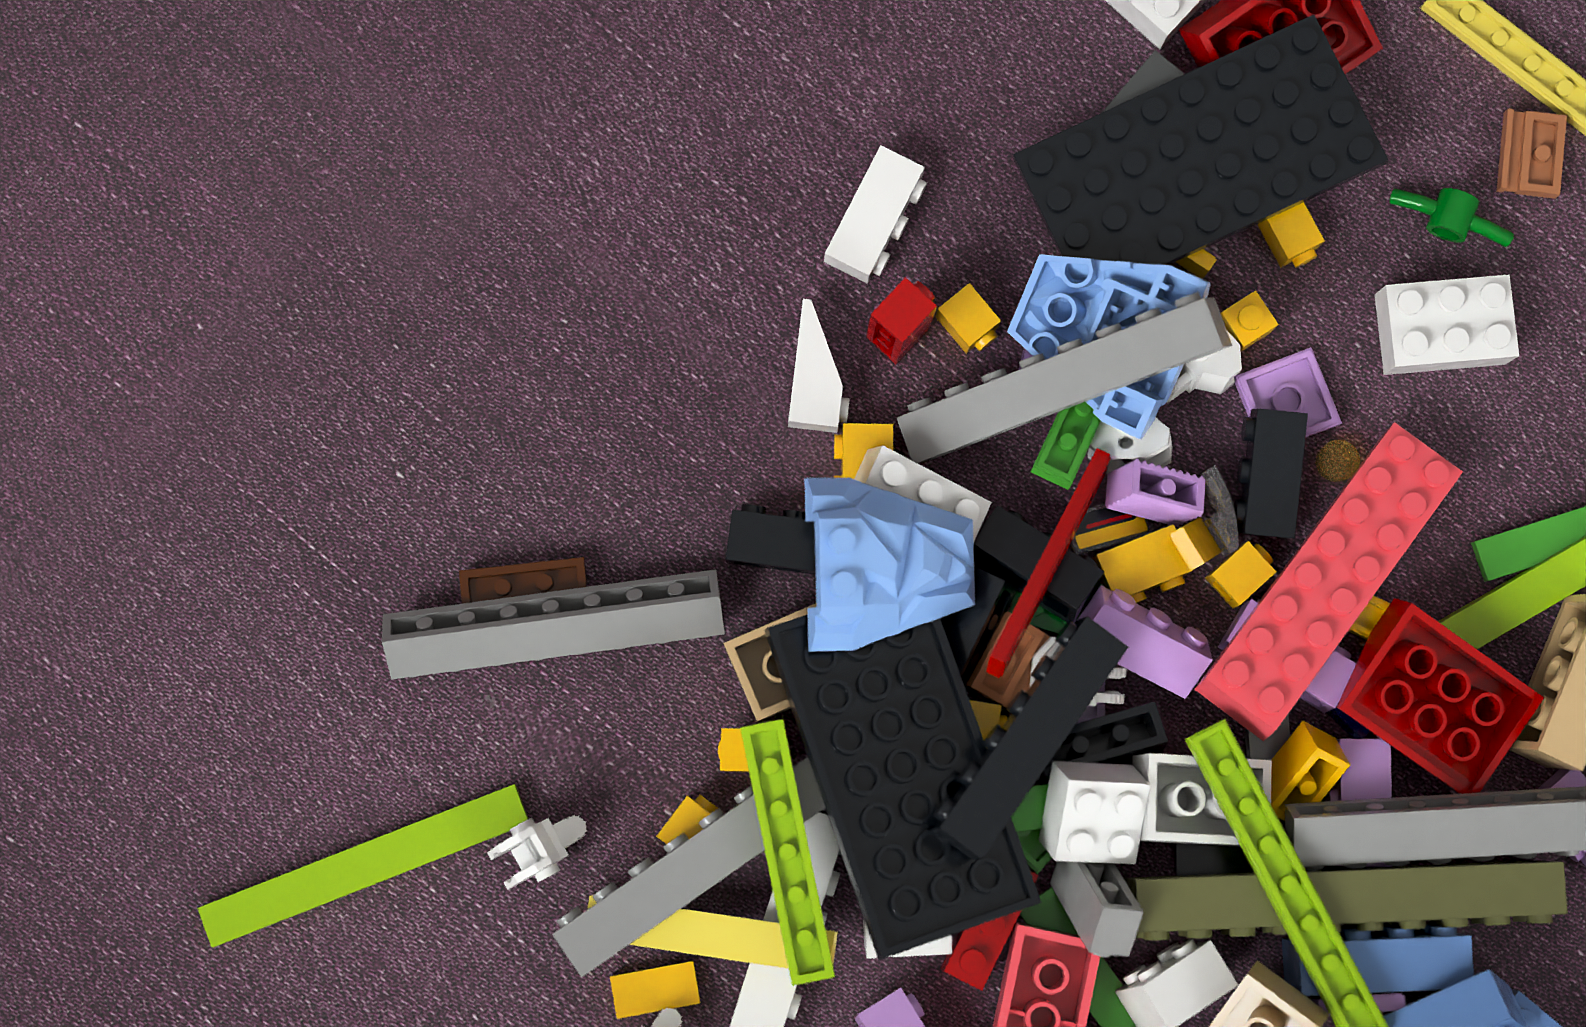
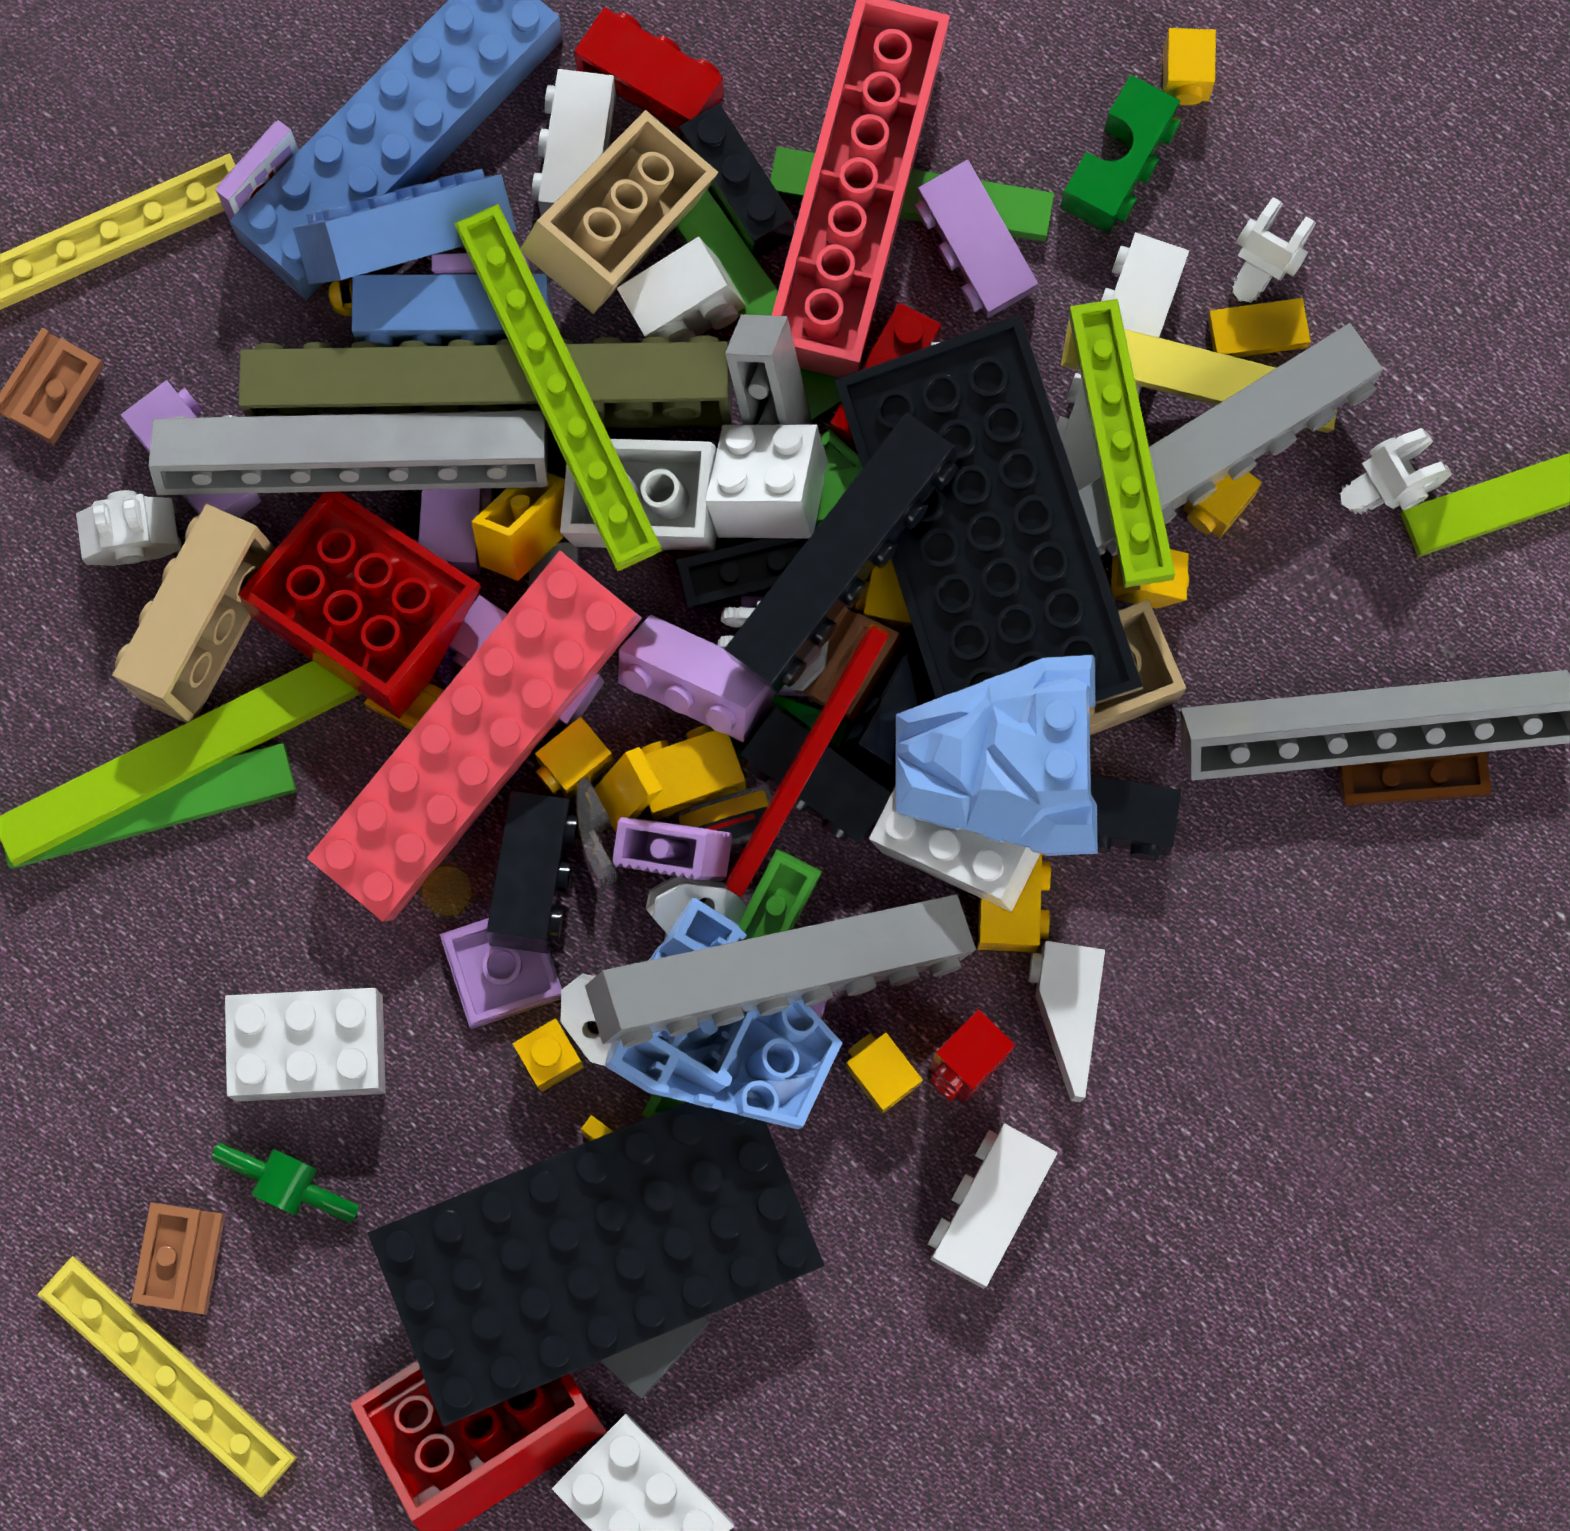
camera: 175 degrees left, 5 degrees down
(1292, 236) = (480, 1156): yellow brick -> none

